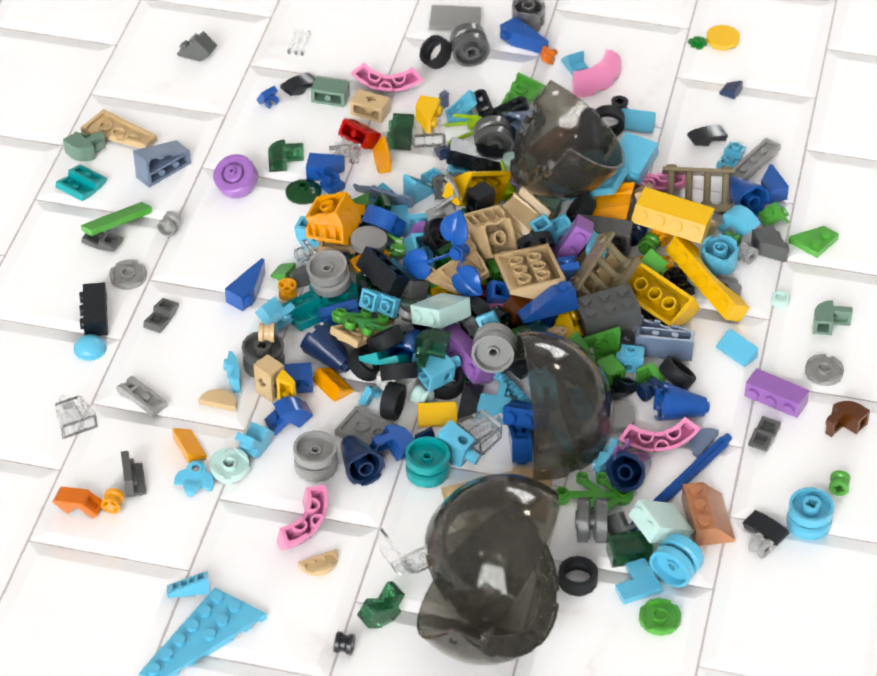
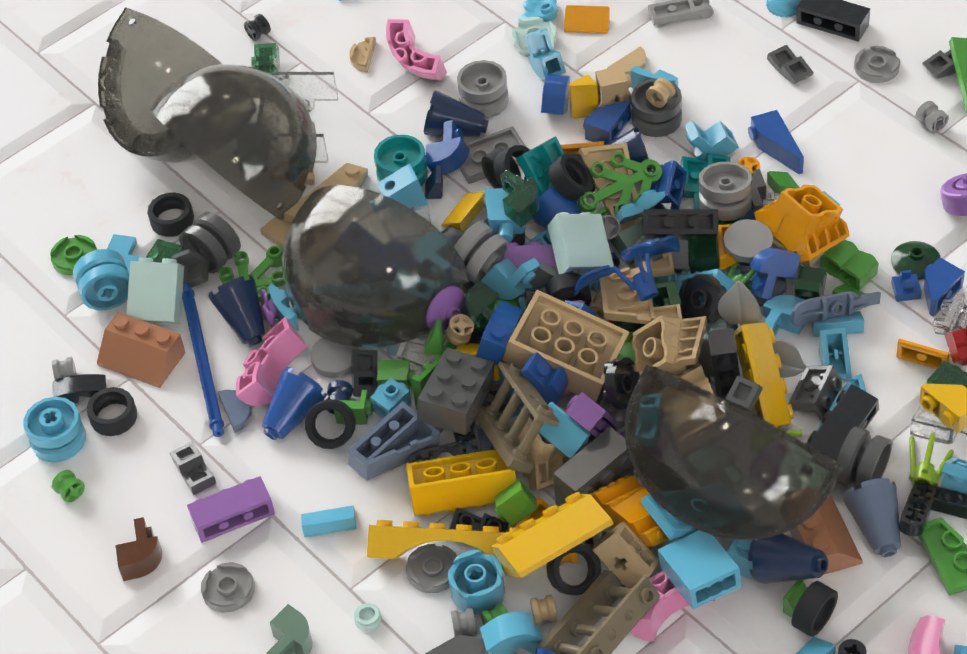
camera: 130 degrees right, 5 degrees up
(441, 151) = (893, 422): dark blue slope -> none
(504, 179) = (744, 394): none -> dark grey panel
(766, 487) = (108, 397): none -> black tyre

